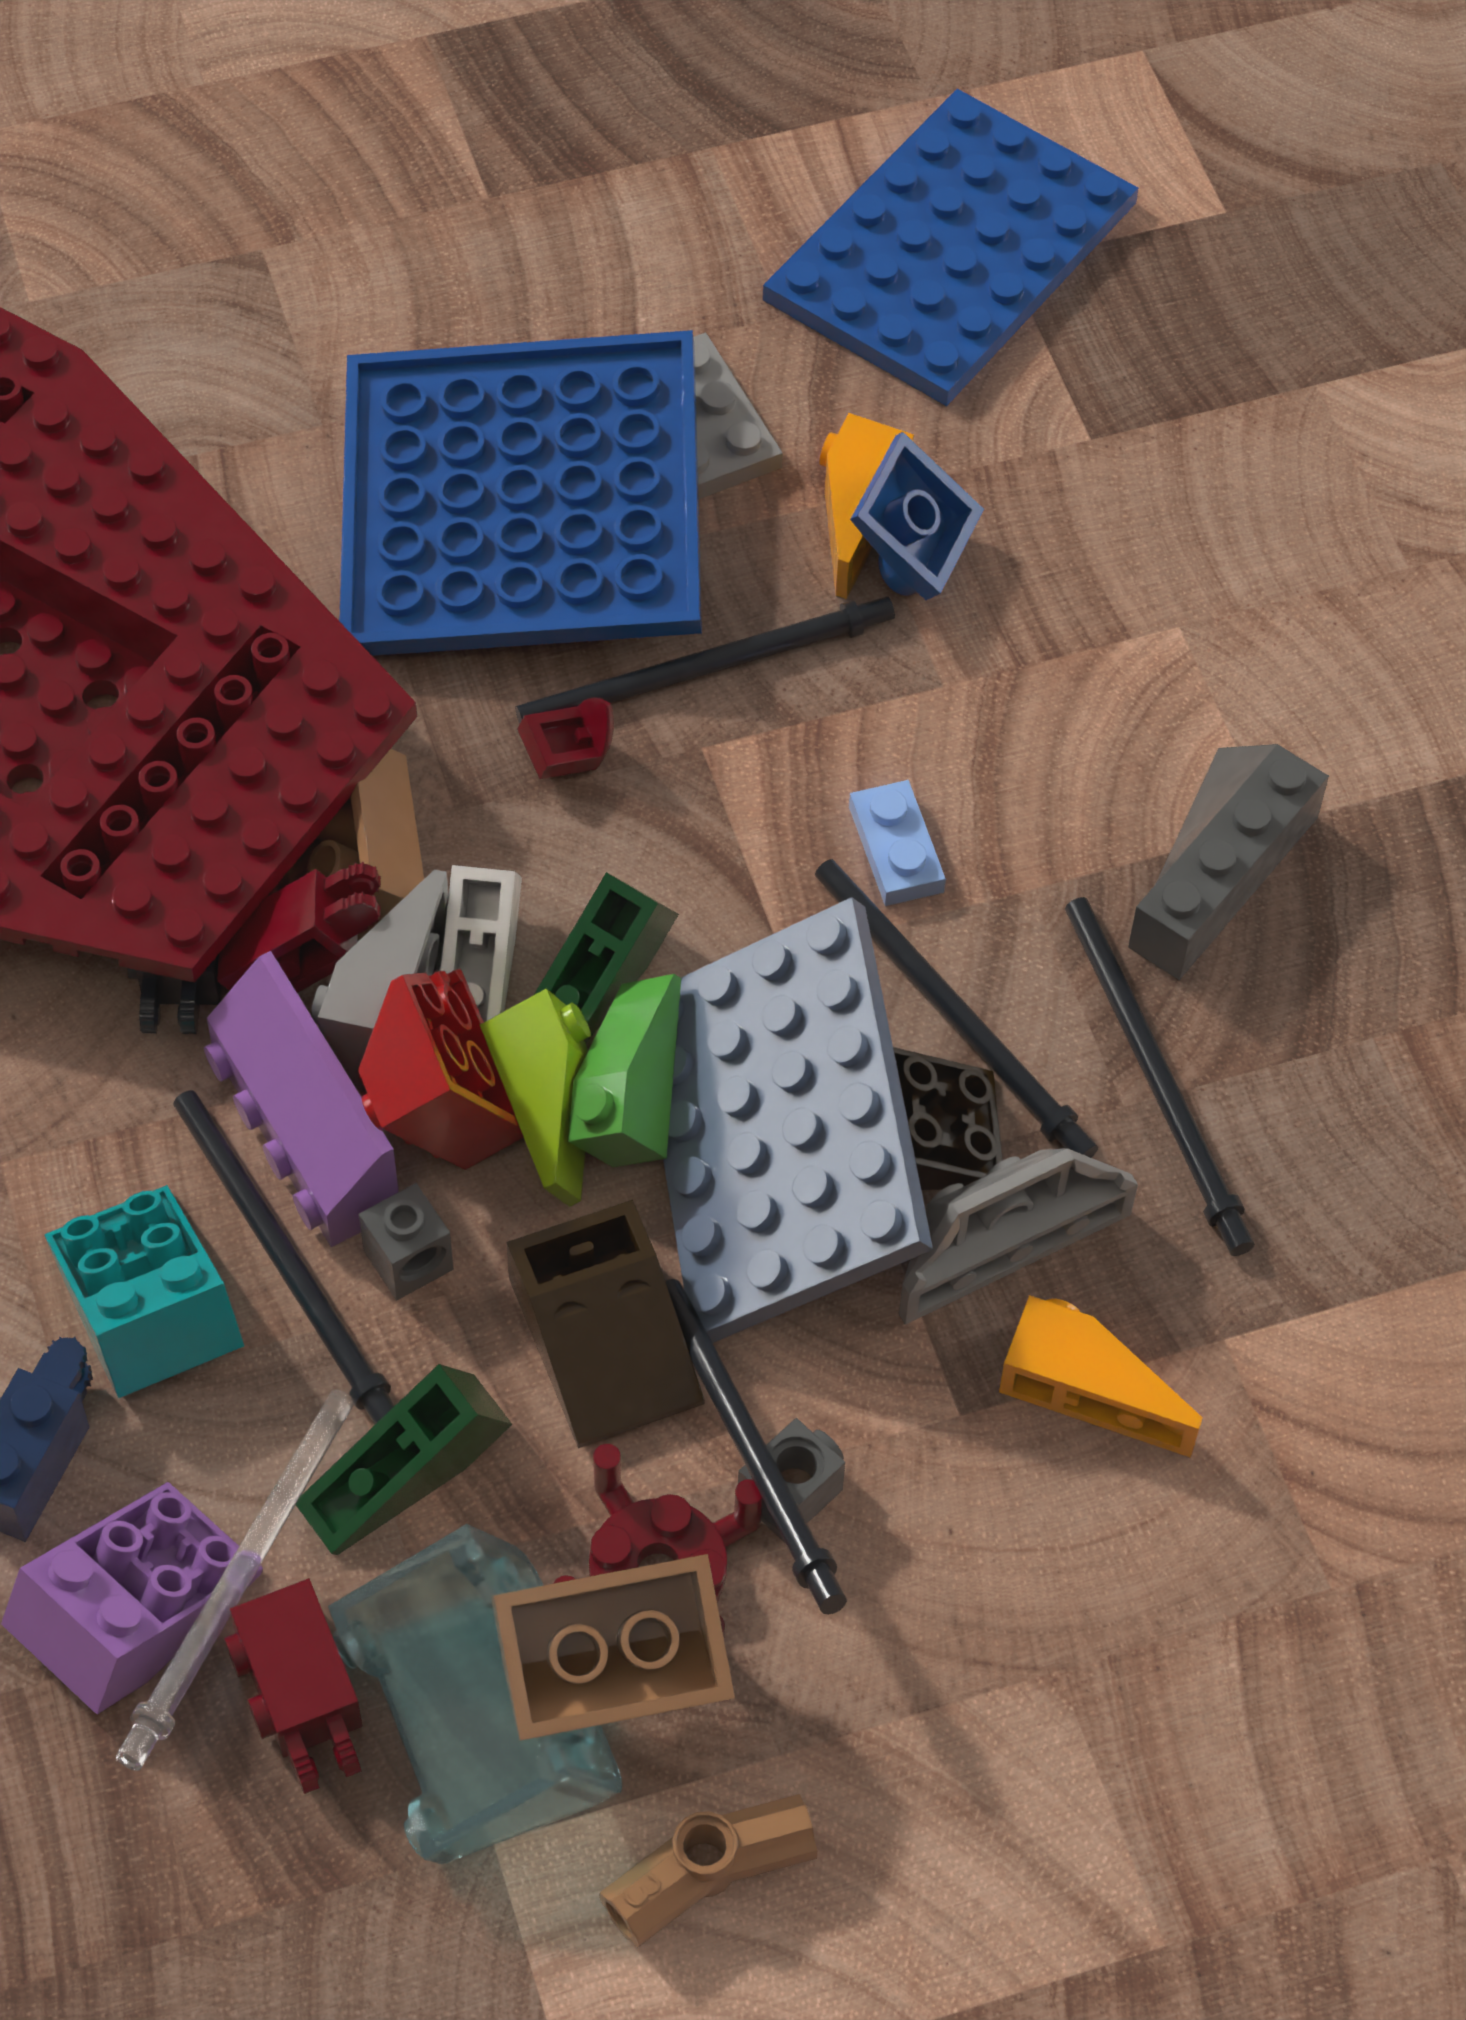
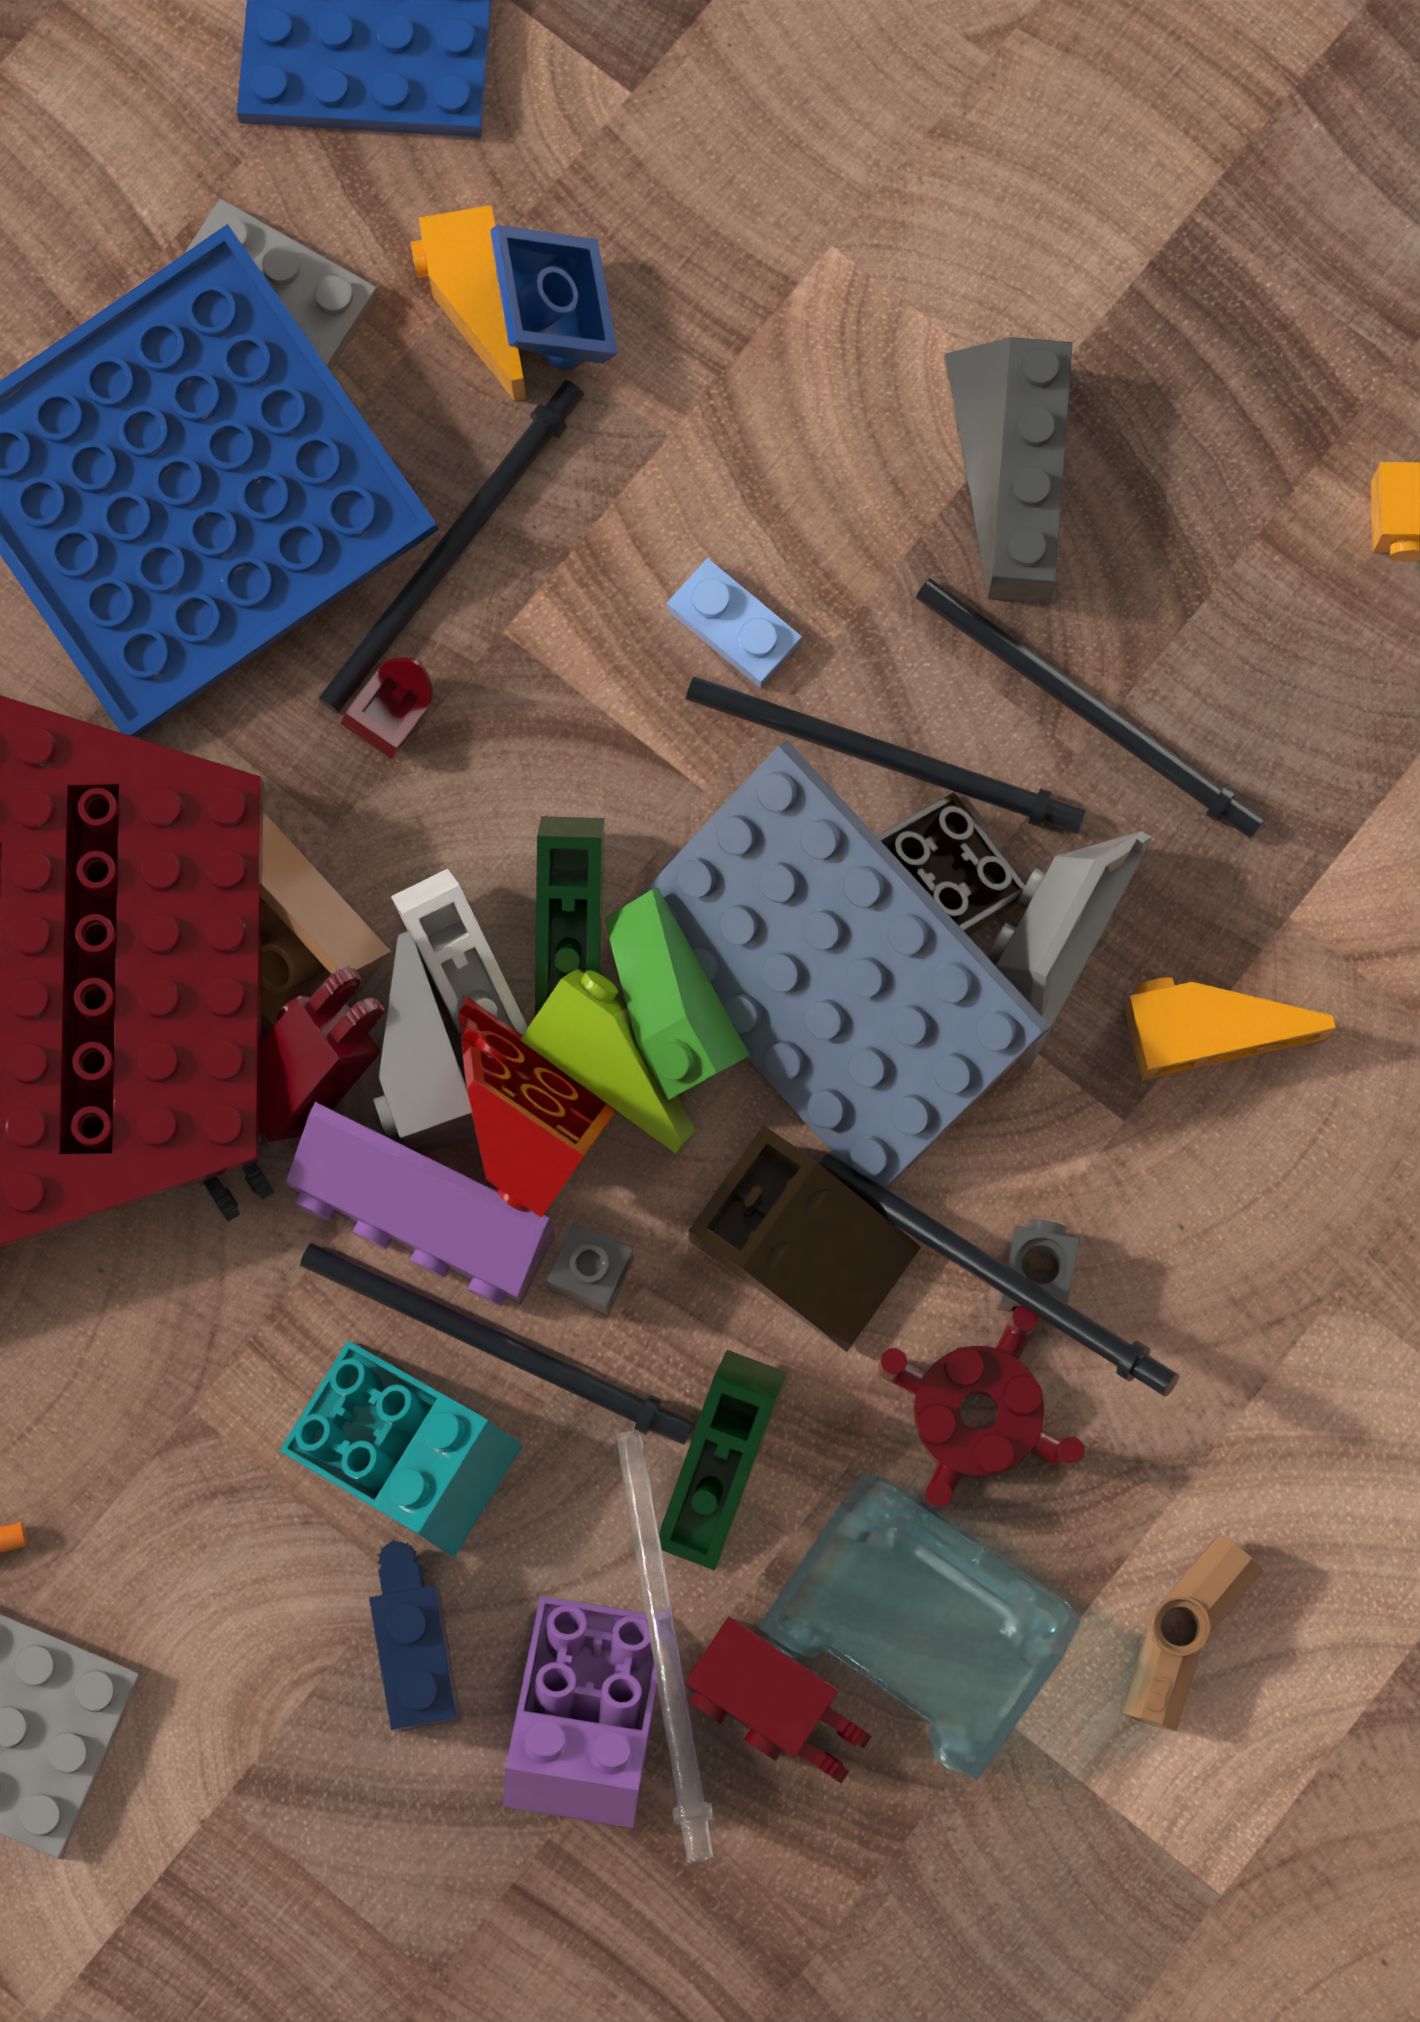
camera: 30 degrees left, 20 degrees up
(612, 1647) = (1020, 1528): medium nougat slope -> none

